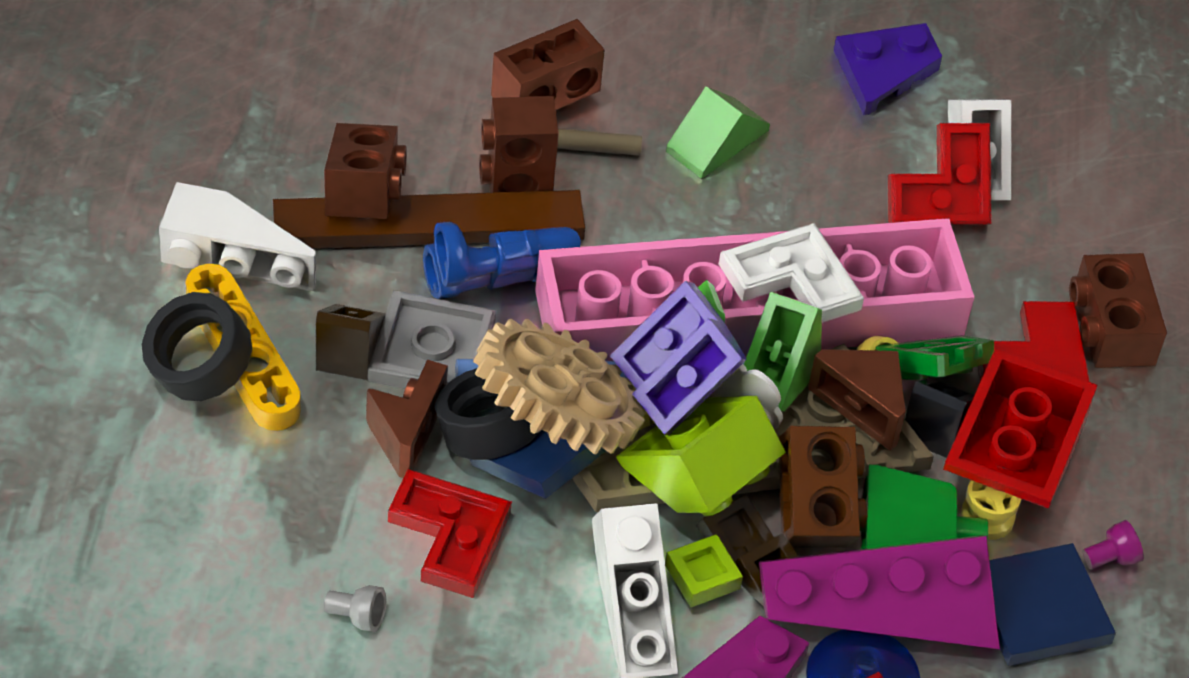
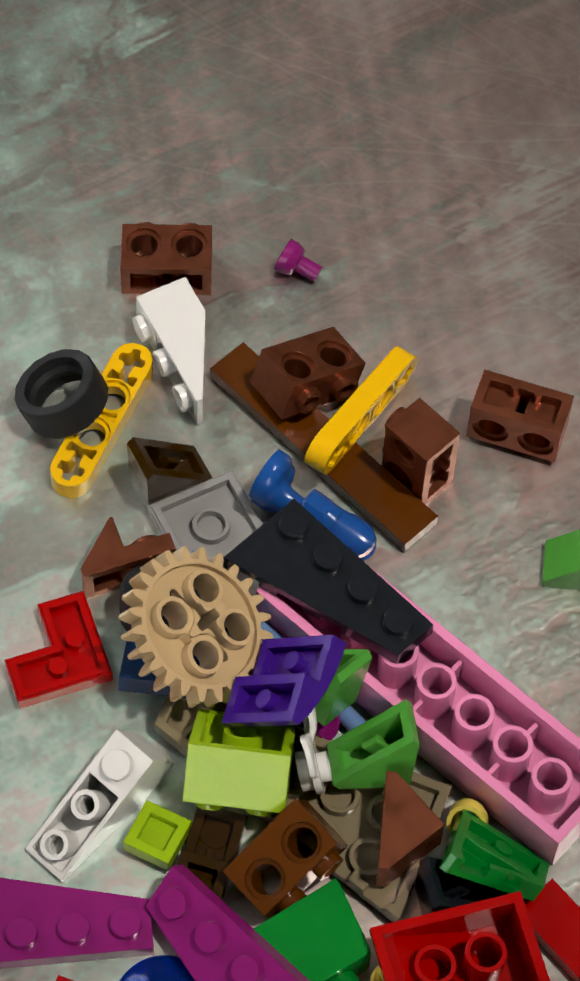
camera: 55 degrees right, 10 degrees up
(128, 191) = (166, 260): none -> copper brick
(223, 115) = (293, 260): none -> magenta piece
(435, 162) = (360, 410): none -> yellow beam
(581, 275) = (316, 570): none -> black wing
(599, 142) = (493, 483): dark tan bar -> none
(796, 261) = (468, 702): white tile -> none

